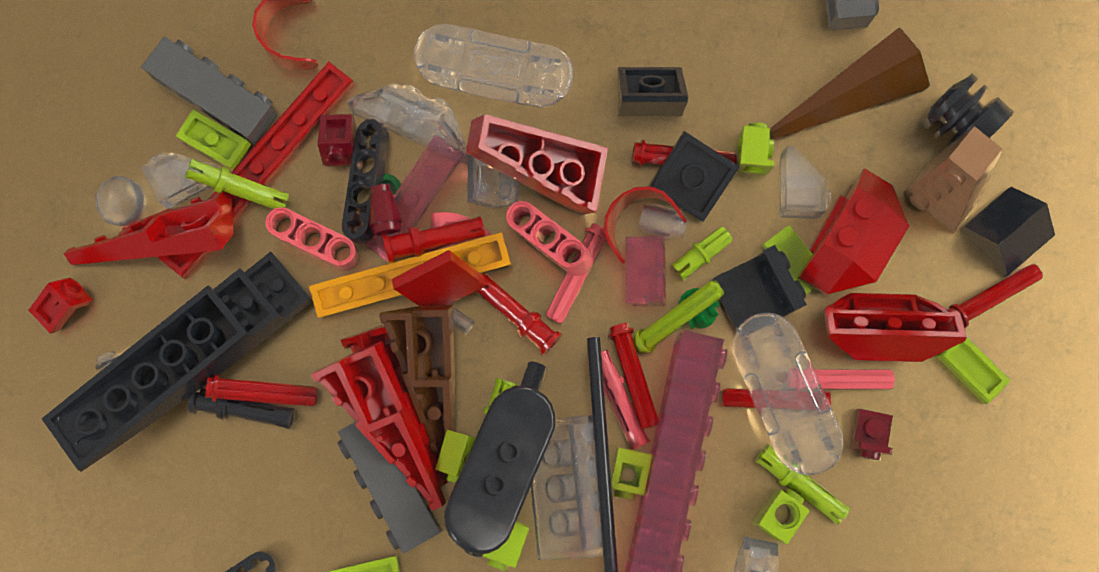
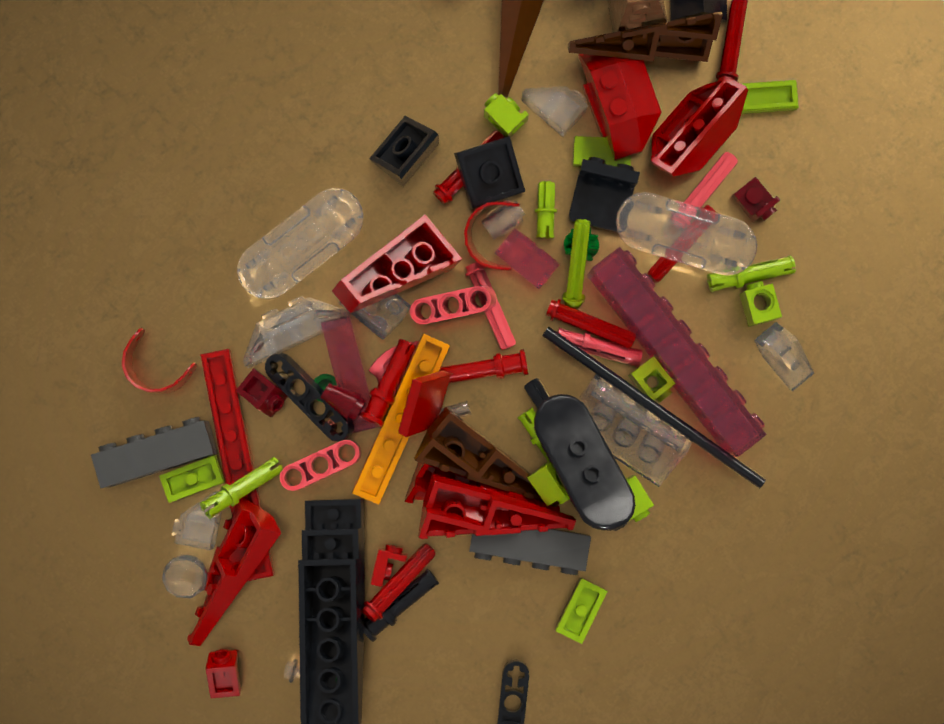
camera: 50 degrees left, 5 degrees up
(263, 366) = (382, 568): none -> red bracket
(953, 241) = (676, 39): none -> reddish brown wedge

